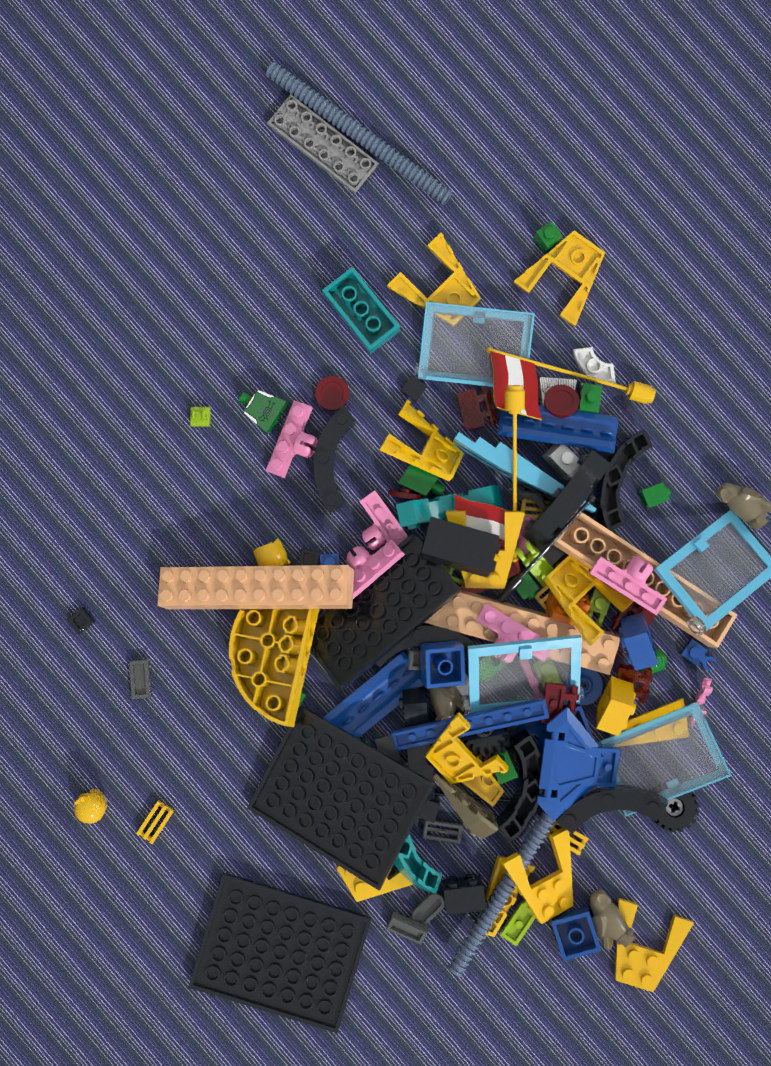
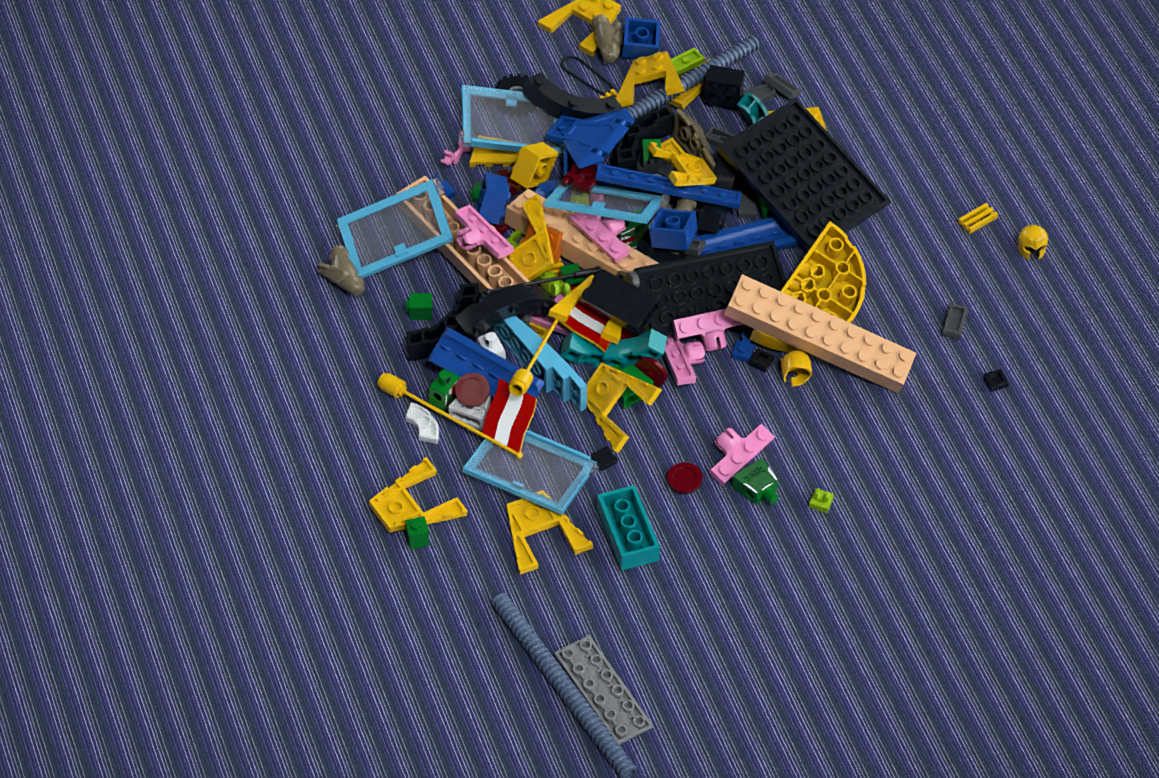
camera: 160 degrees left, 35 degrees down
(280, 952) = (899, 102): black plate -> none
(325, 455) = (703, 437): black brick -> none
(464, 582) = (629, 276): none -> dark grey tile
(470, 408) = (557, 425): clear red plate -> none
(617, 859) = (575, 57): none -> black piece

